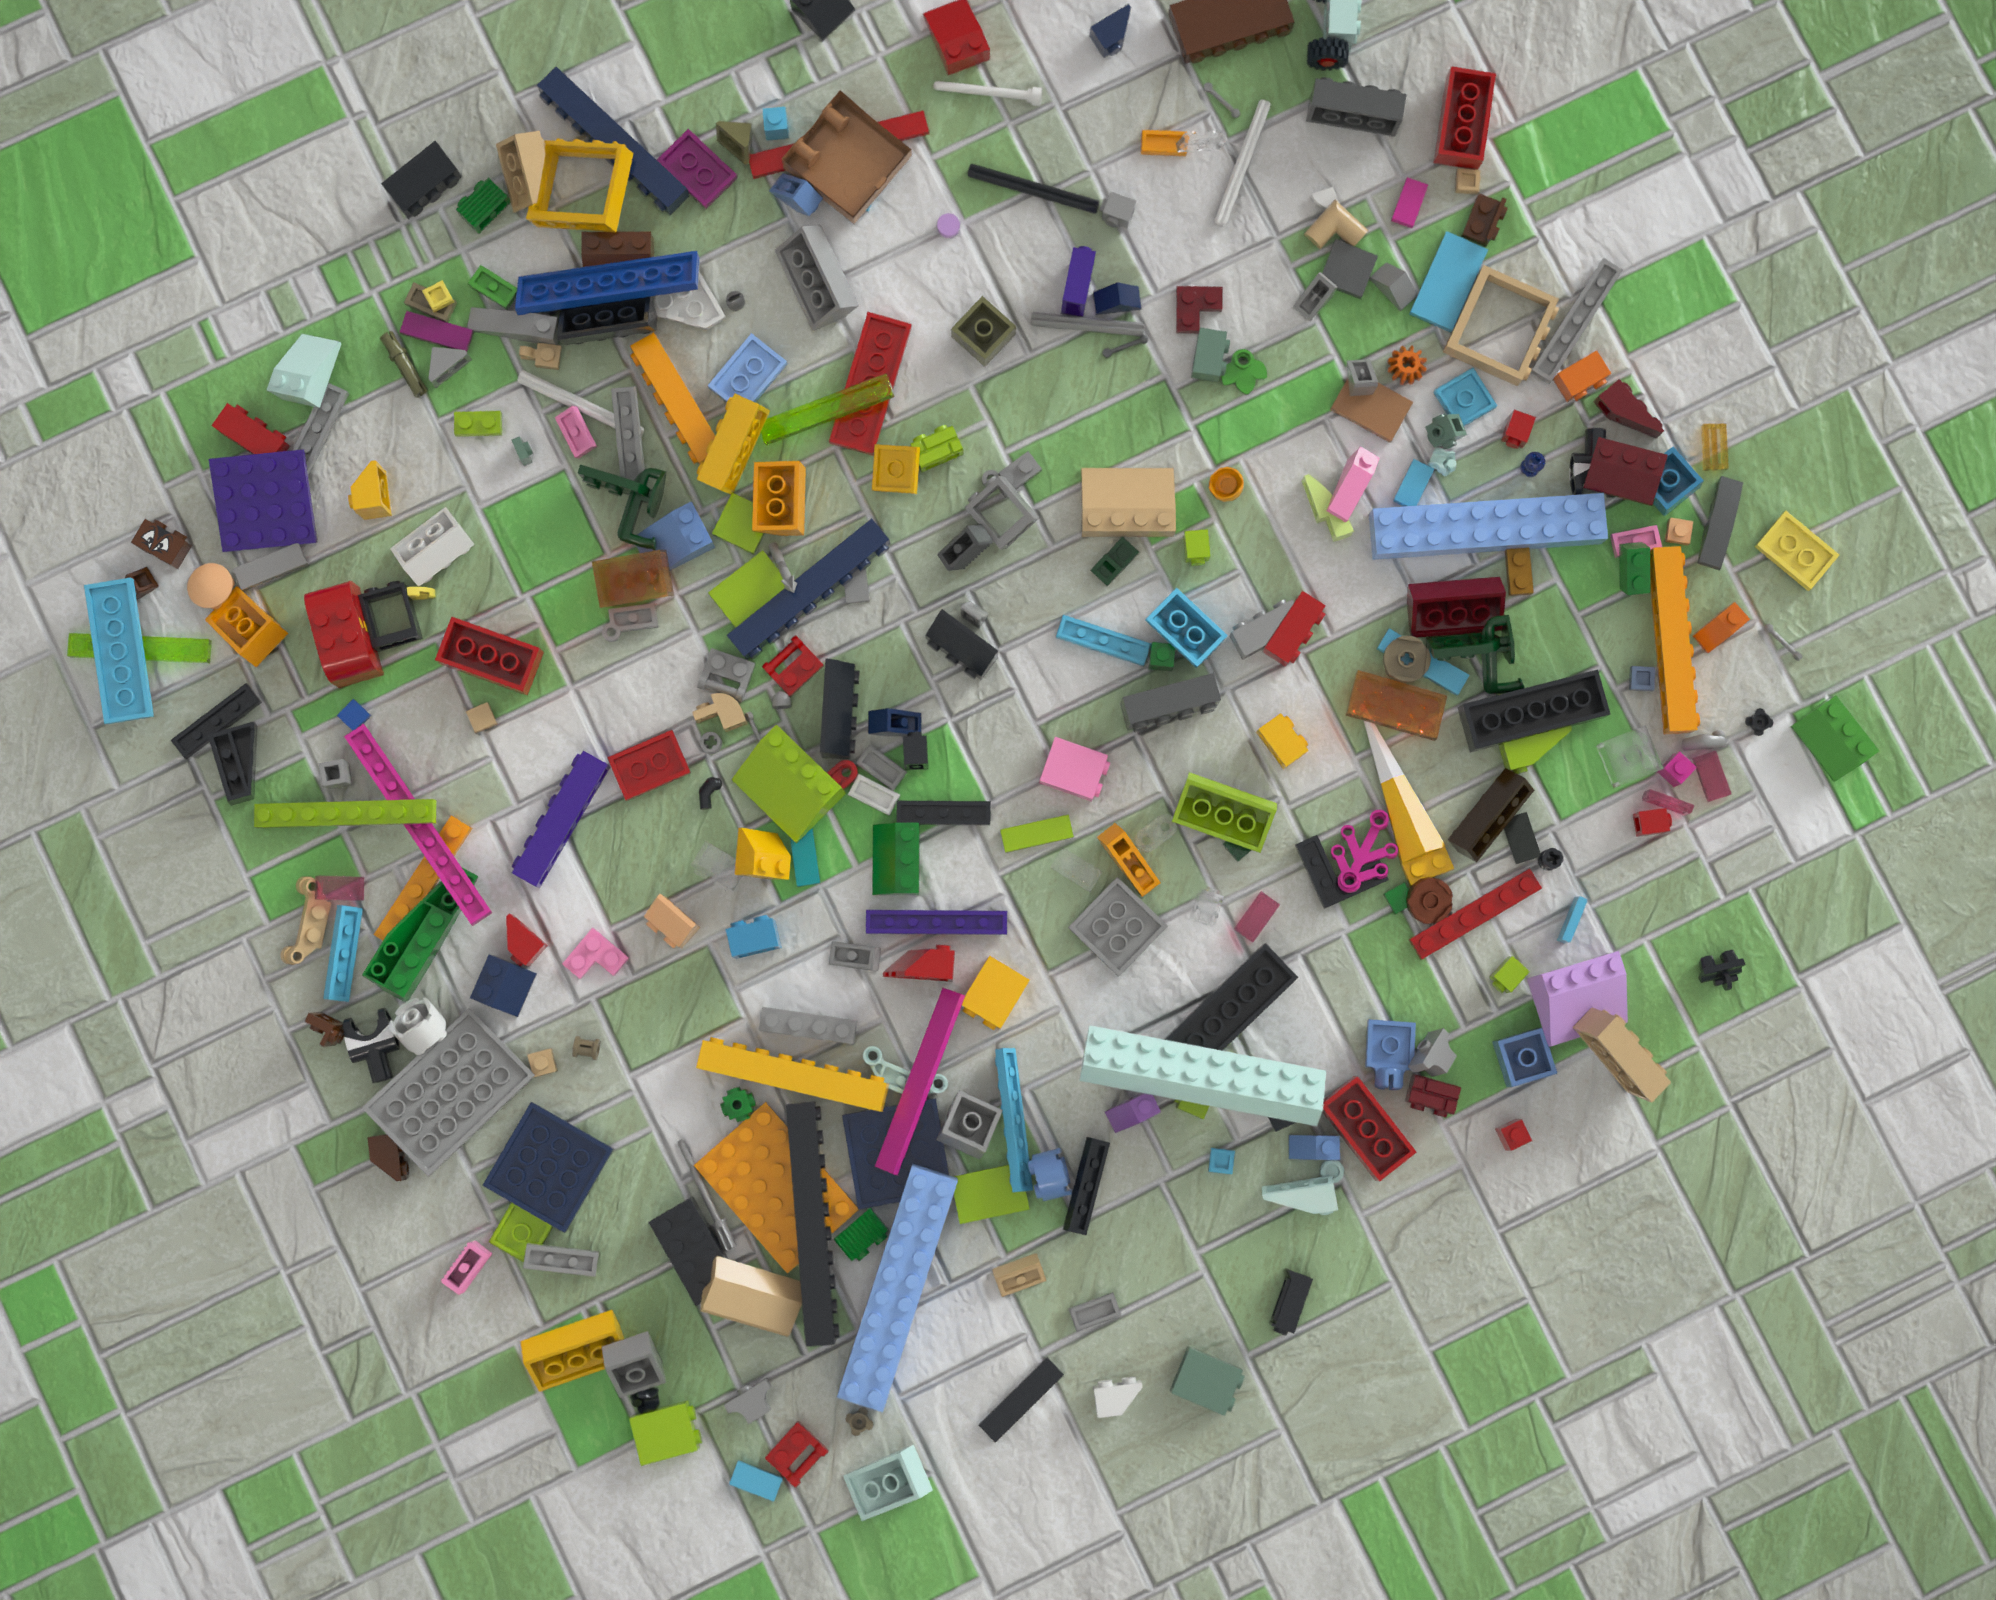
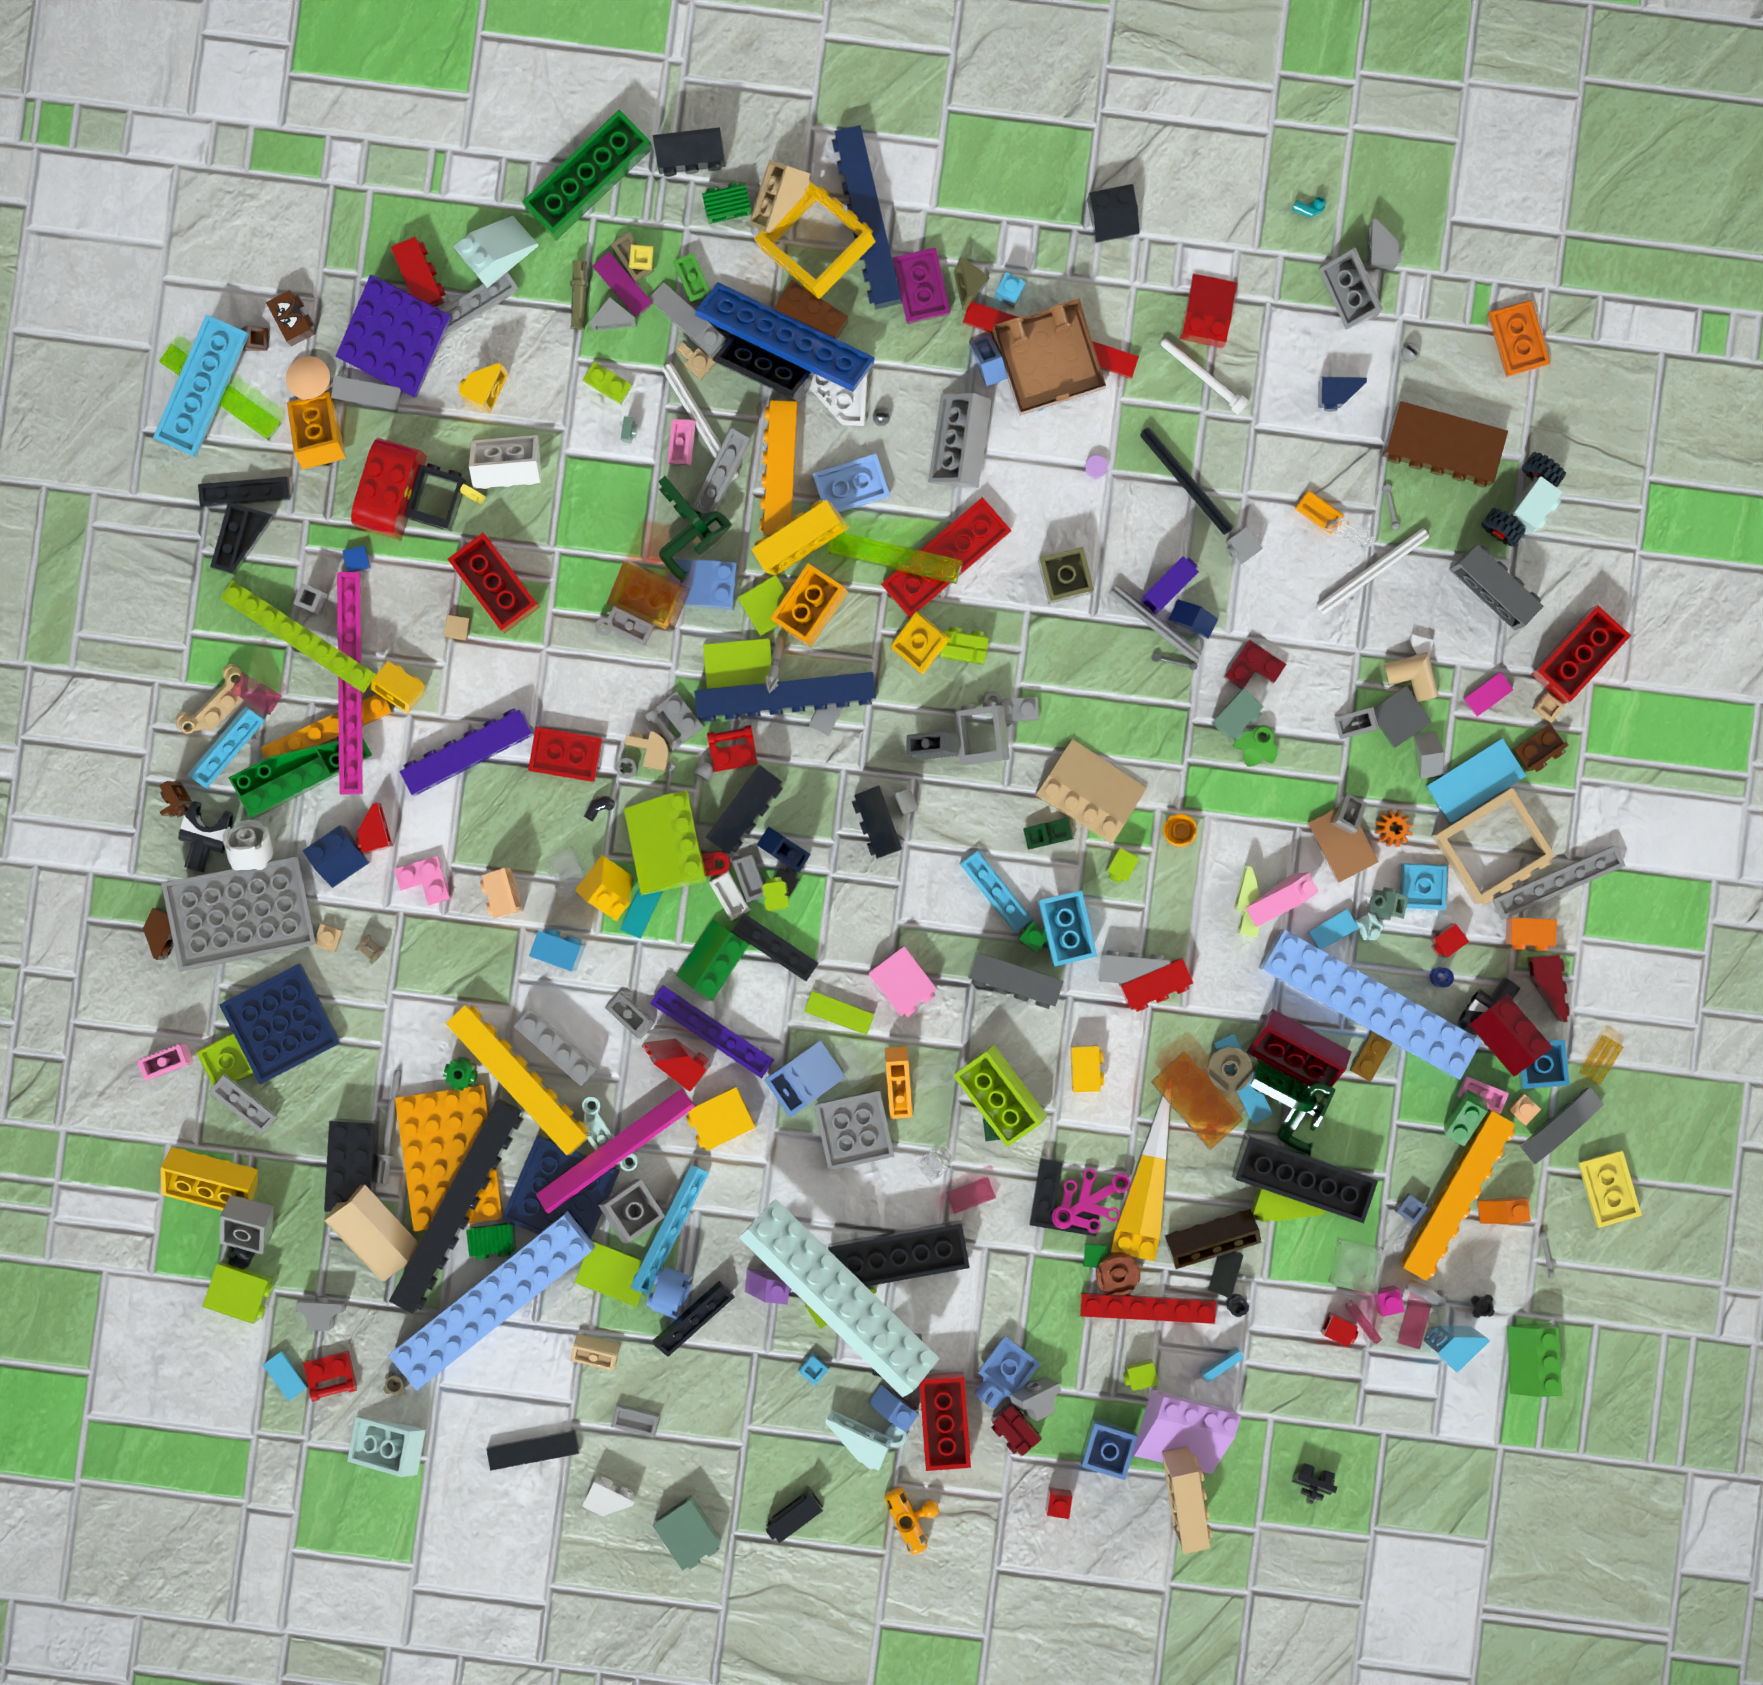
camera: 35 degrees right, 5 degrees up
(345, 256) = (587, 174): none -> green brick
(462, 801) = (398, 686): none -> yellow brick
(914, 757) = (775, 894): none -> lime brick
(1044, 909) = (804, 1078): none -> medium blue slope
(1404, 1247) = (912, 1532): none -> light orange piece
(1760, 768) = (1455, 1344): none -> medium azure slope

